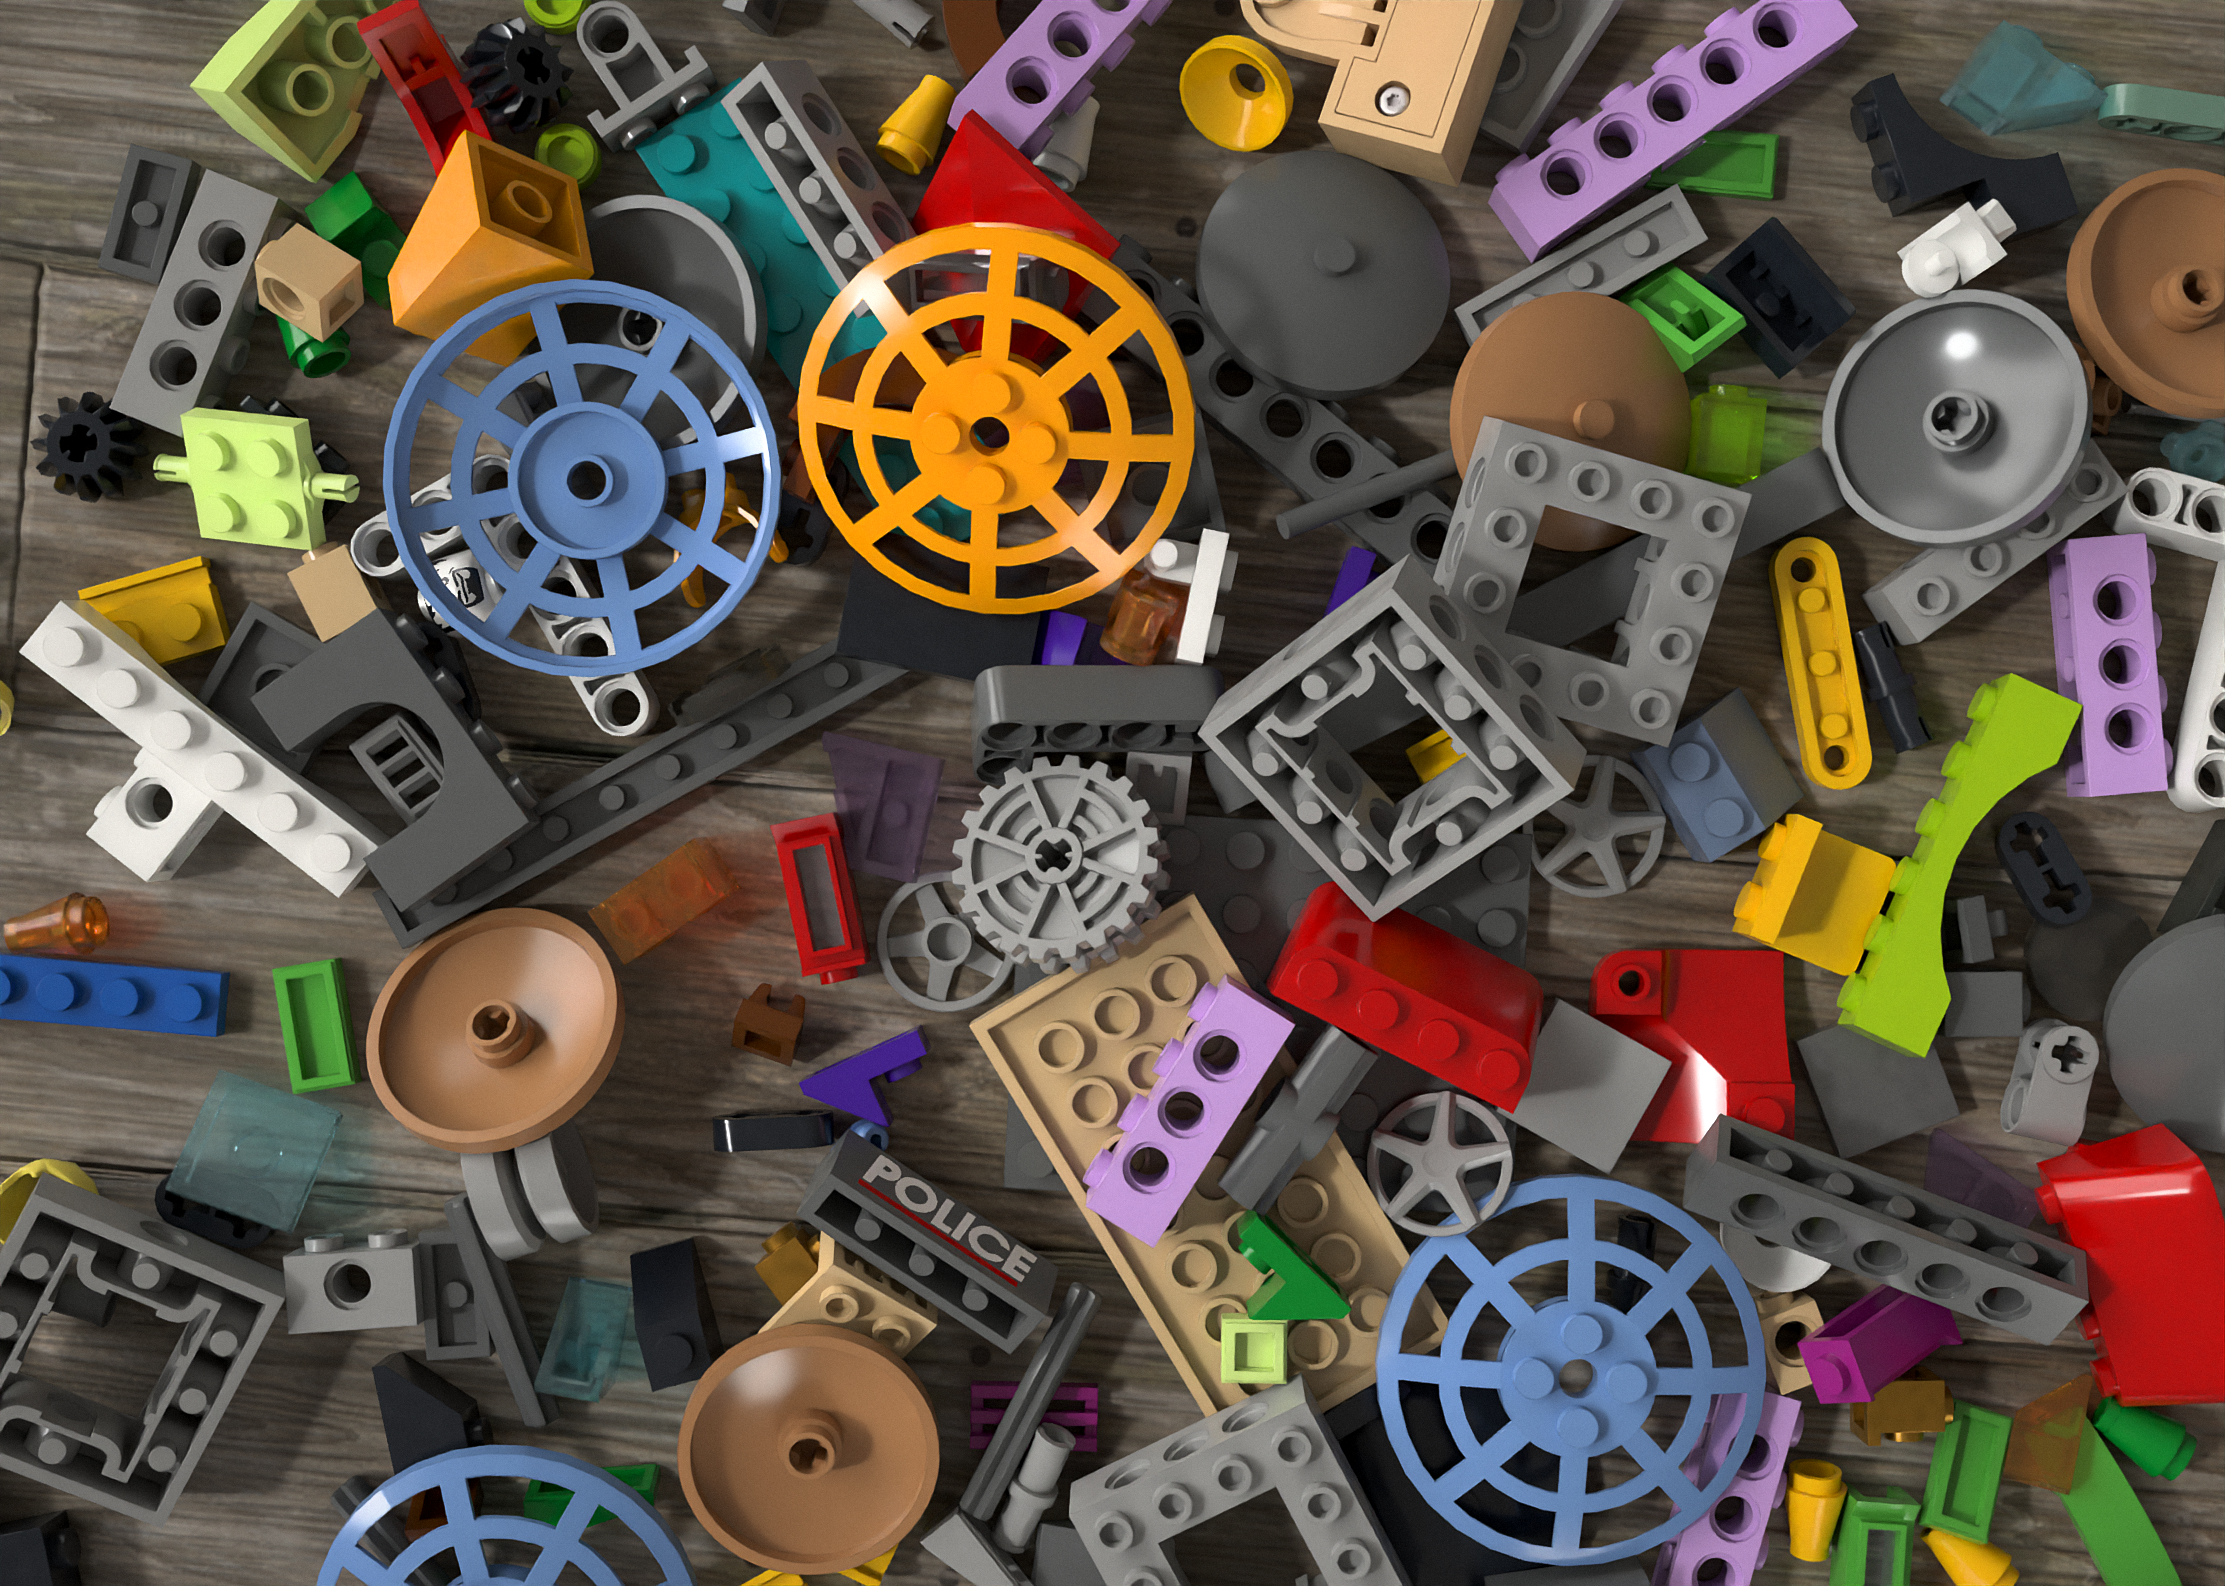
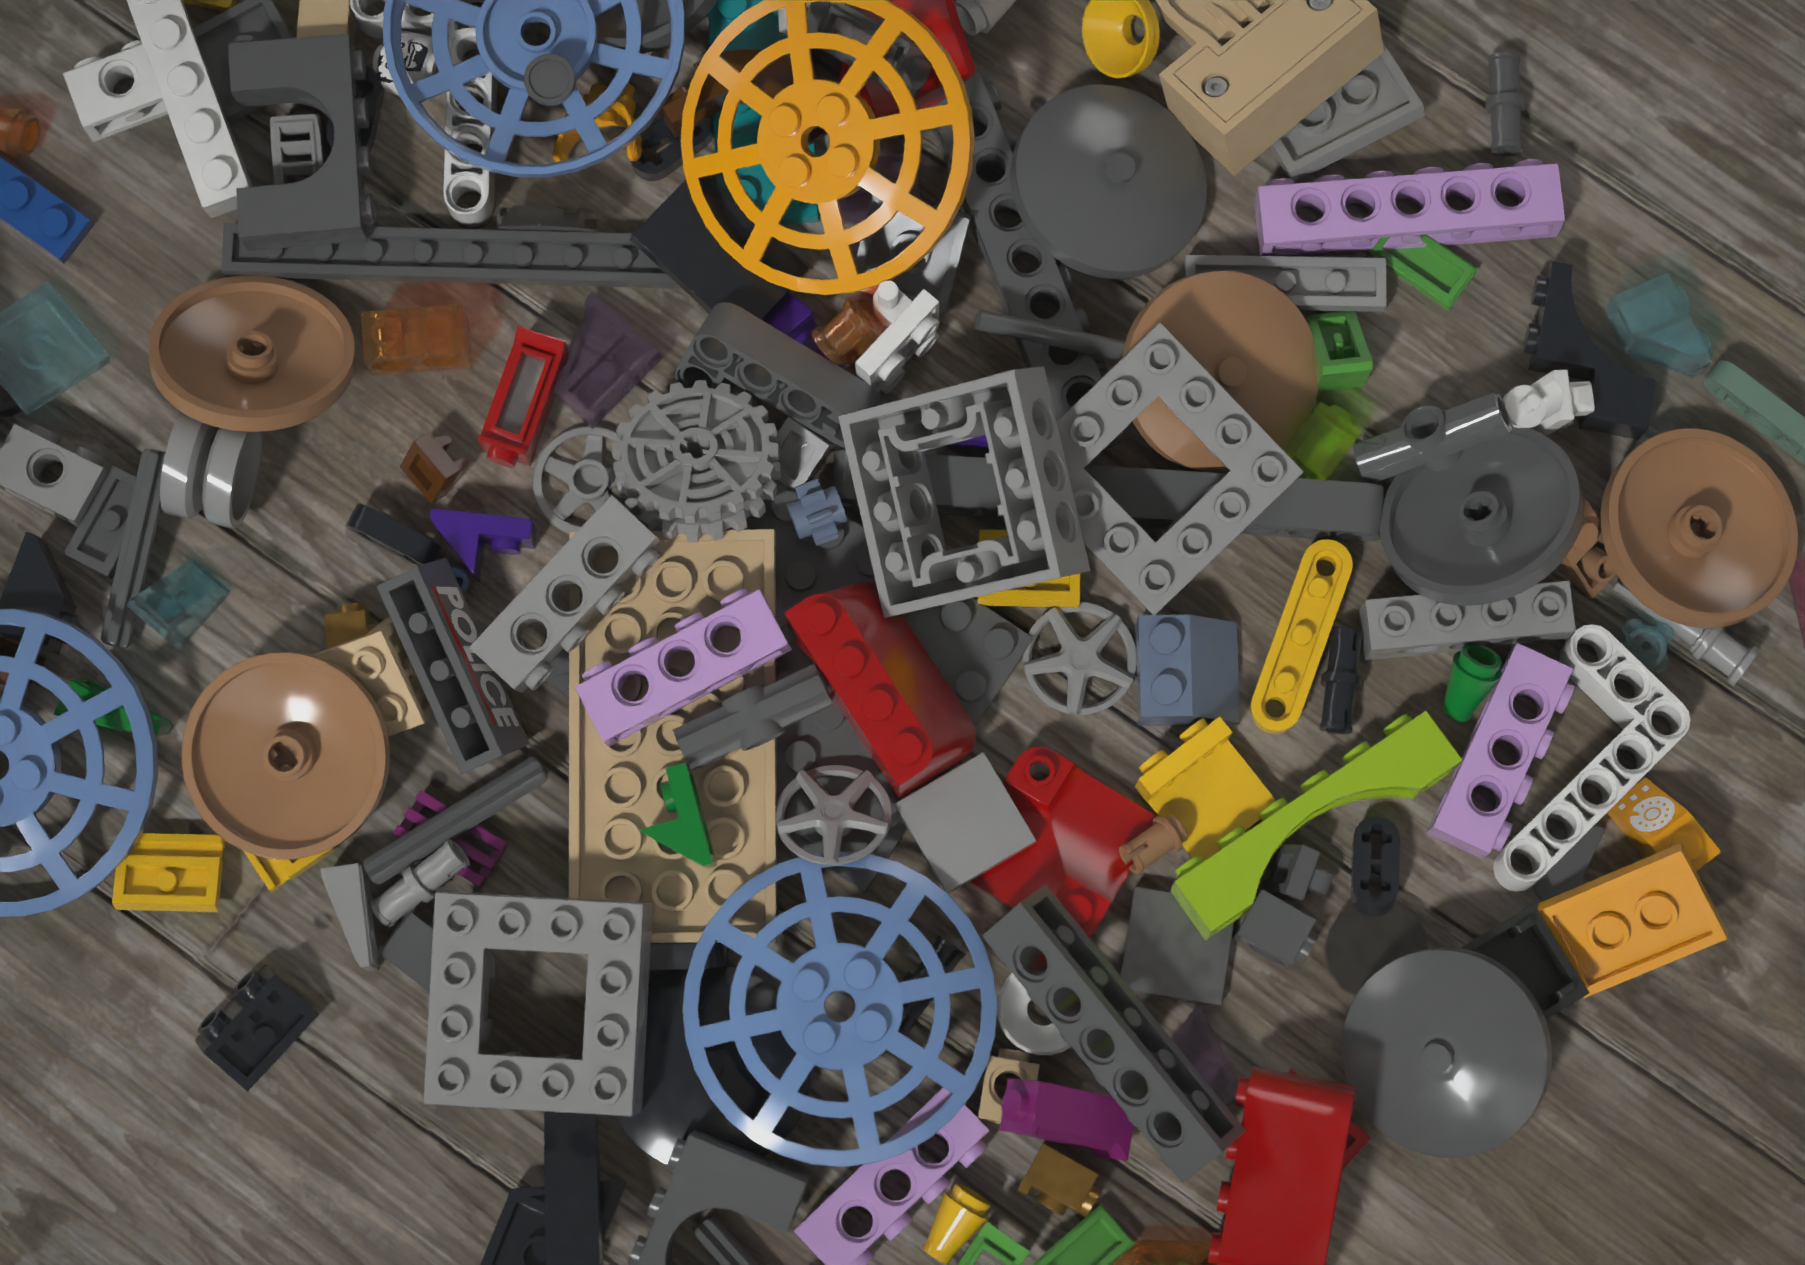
camera: 30 degrees right, 10 degrees down
(317, 1025) = (130, 292): bright green tile -> none
(638, 531) = (549, 79): none -> dark grey piece
(673, 1314) = (248, 618): black slope -> none
(978, 1201) = (502, 640): none -> light grey brick
(1225, 842) = (816, 512): none -> sand blue gear
(1253, 1350) = (630, 865): yellowish green tile -> none
(1781, 295) = (1409, 368): black bracket -> none
(1797, 985) = (1164, 836): none -> medium nougat pin
(1878, 336) = (1432, 438): none -> dark grey piece
(2036, 607) = (1470, 680): none -> green cone
(2048, 1089) = (1291, 1027): light grey piece -> none

